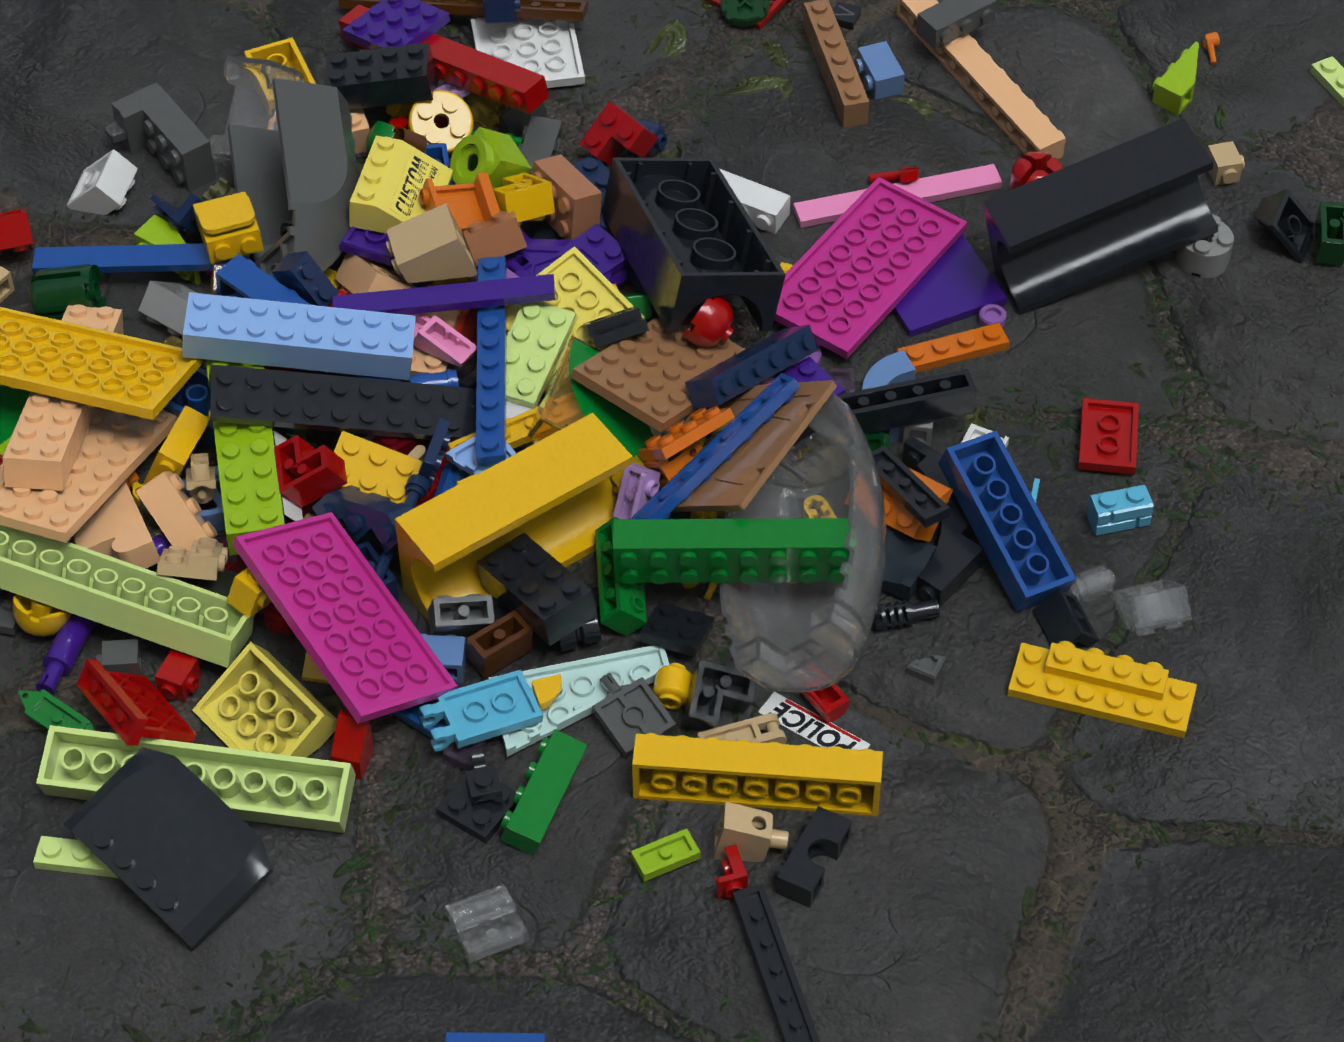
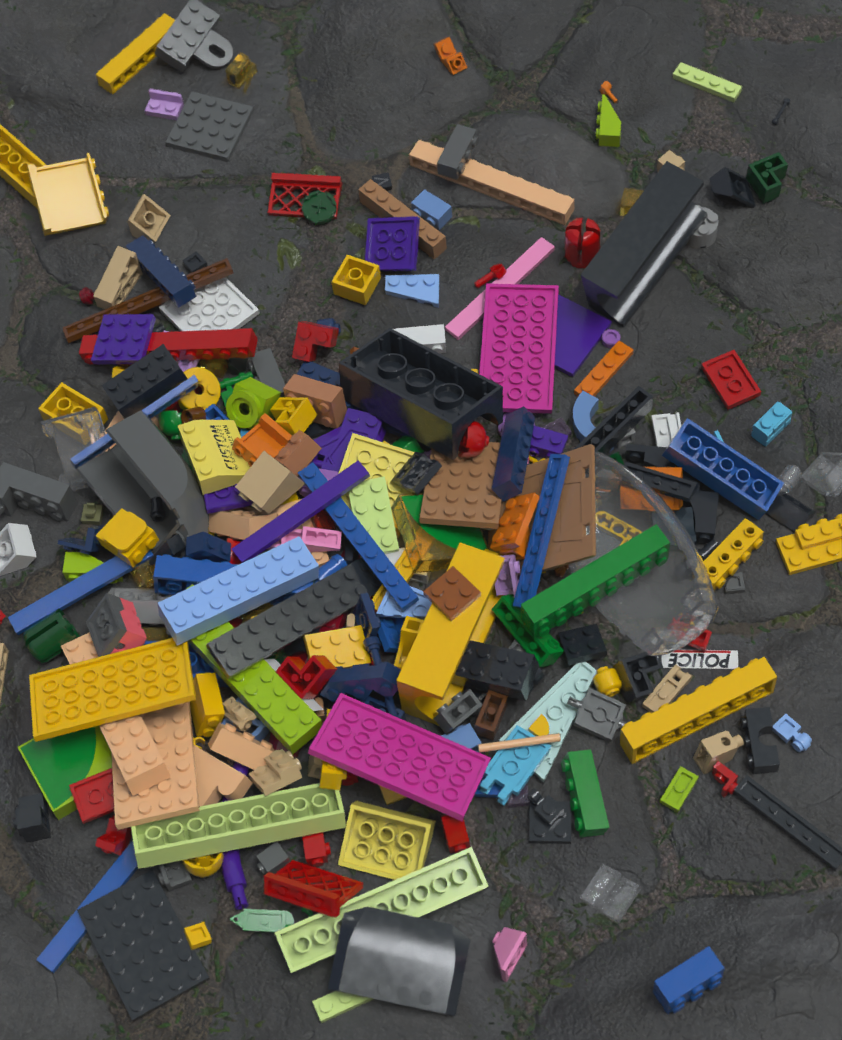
camera: 25 degrees left, 10 degrees up
(140, 308) = (115, 626): none -> dark grey piece
(266, 256) = (169, 547): none -> black slope
(307, 914) = (508, 950): none -> bright pink slope
(358, 108) = (151, 410): none -> tile
(505, 688) = (519, 742): none -> light nougat bar
(536, 460) = (452, 593): none -> dark orange plate
(724, 99) = (356, 279): none -> yellow brick
(797, 80) = (393, 243): none -> dark purple plate
(797, 147) = (417, 287): none -> light blue wing
(860, 864) = (788, 729): none -> light blue plate
(943, 628) = (732, 552): none -> yellow brick

